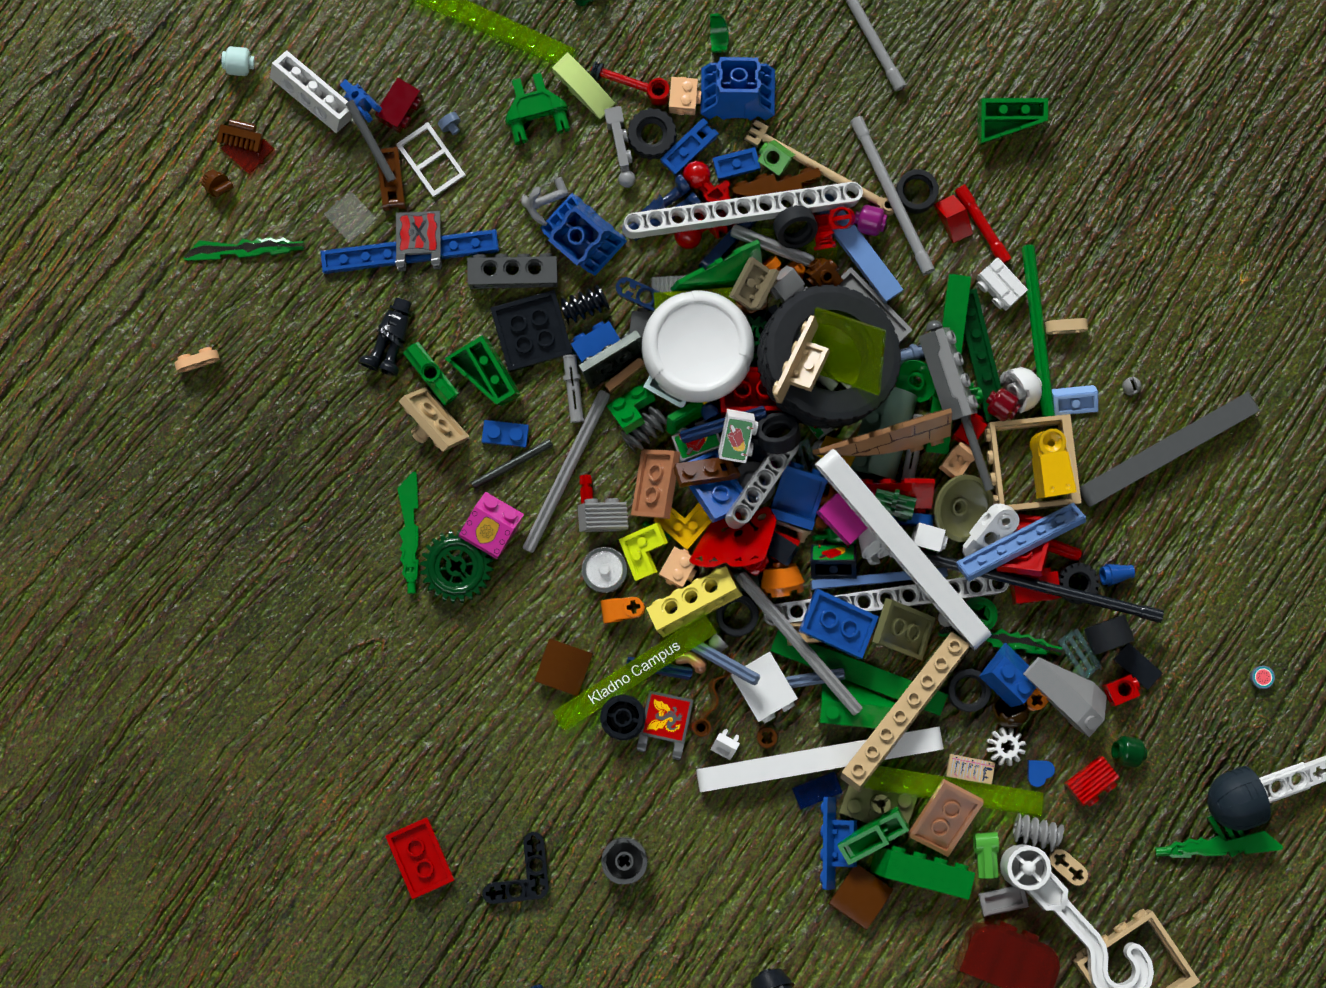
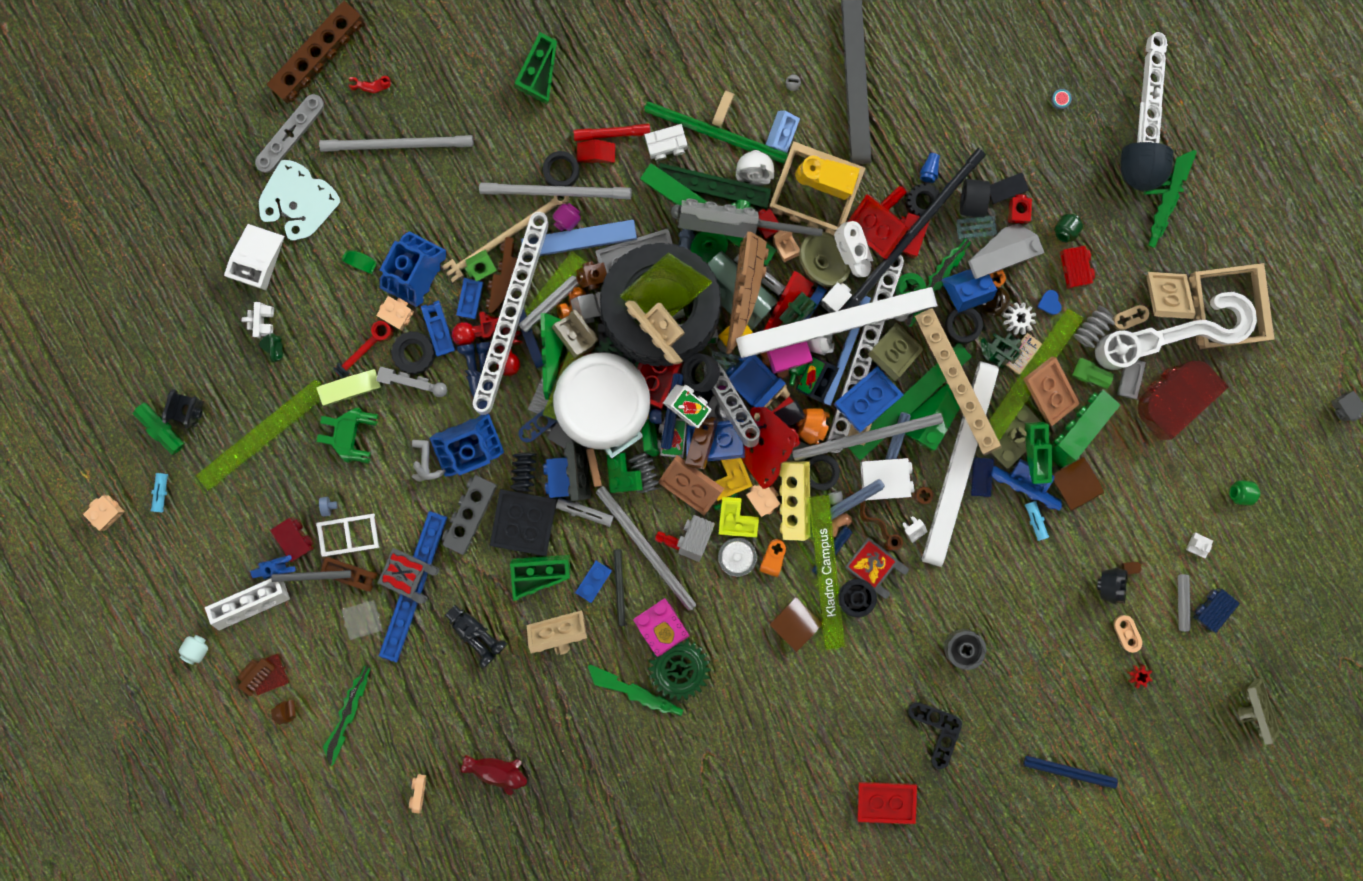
camera: 65 degrees left, 5 degrees up
(256, 430) = (496, 772): none -> dark red animal
(422, 363) = (506, 618): green piece -> none
(792, 215) = (554, 278): black tyre -> none
(799, 871) = (1036, 520): none -> medium azure pin
(827, 223) = (553, 254): red piece -> none
(960, 748) = (1004, 353): none -> dark green piece
(1002, 404) = (761, 189): dark red head -> none
(1021, 541) = (873, 229): medium blue tile -> none
(1113, 896) = (1170, 295): none -> tan plate

